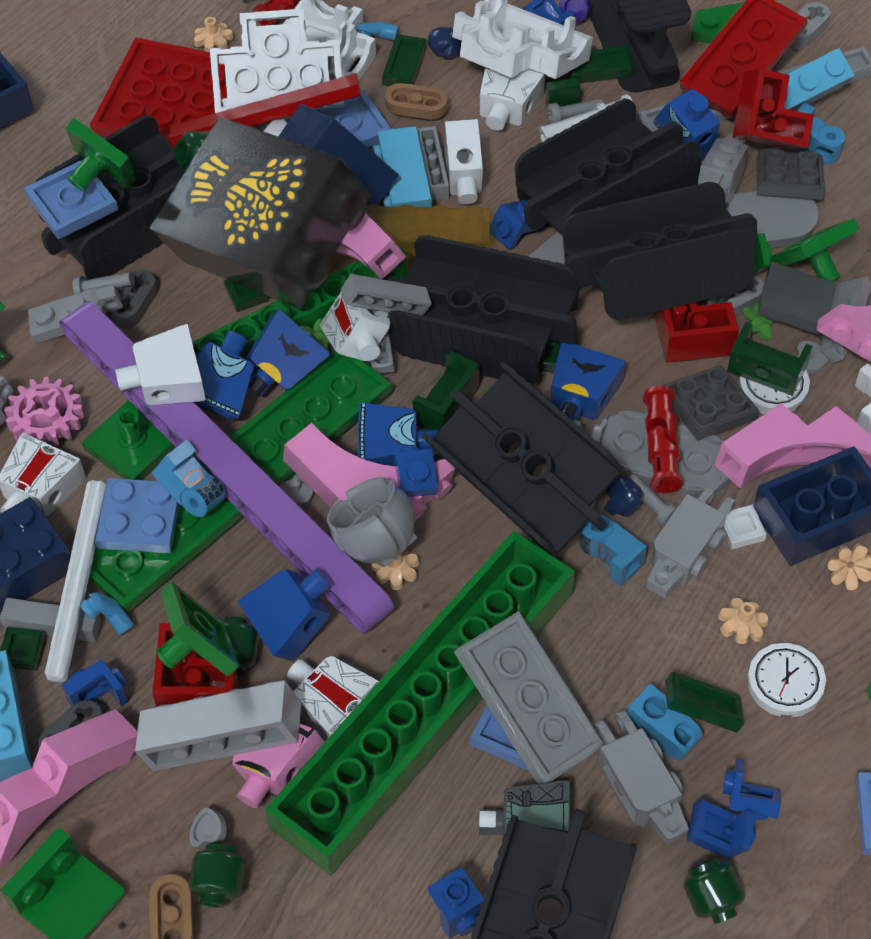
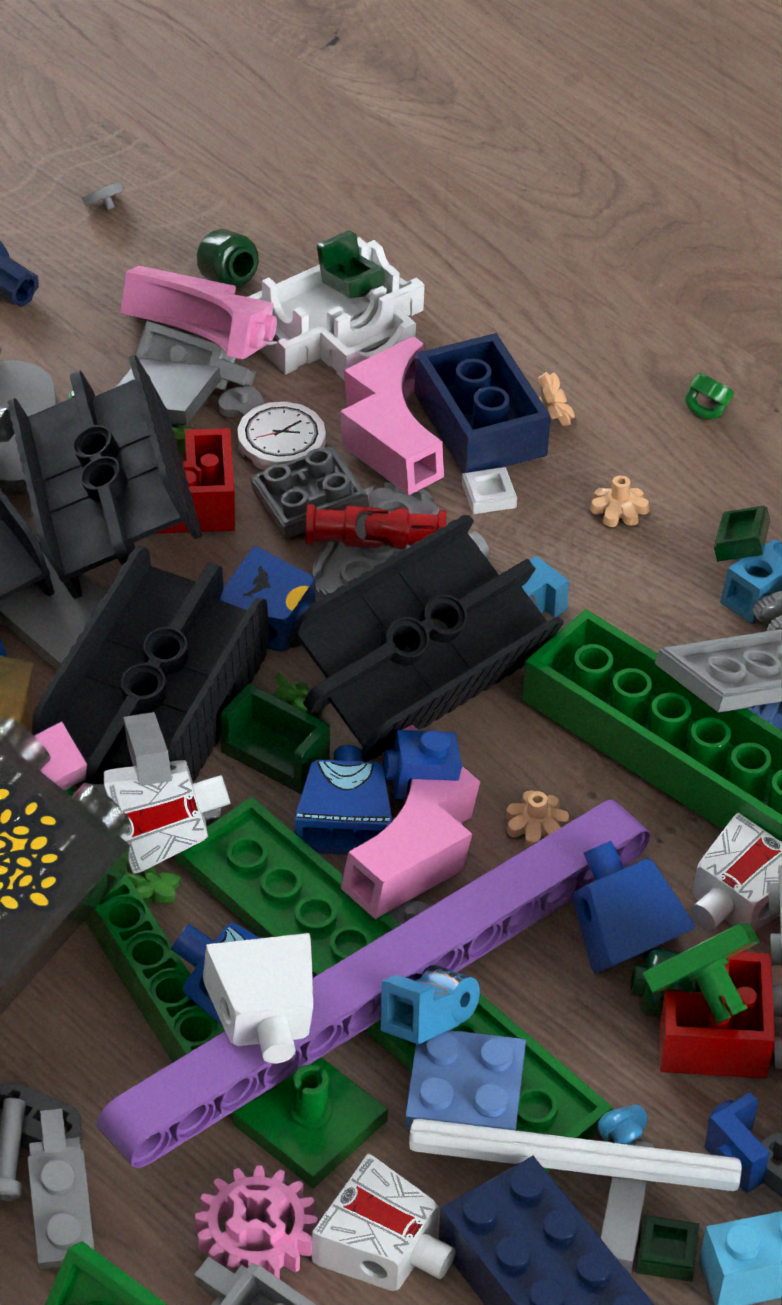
camera: 90 degrees left, 10 degrees down
(243, 297) = (49, 984): dark green tile -> none
(282, 354) = (193, 891): blue torso -> none
(373, 522) = (489, 776): light grey piece -> none
(686, 541) = (519, 527): light grey hinge -> none
(767, 364) = (269, 421): dark green panel -> none
(786, 680) = (698, 476): white tile -> none
(816, 249) = (90, 345): green tile -> none

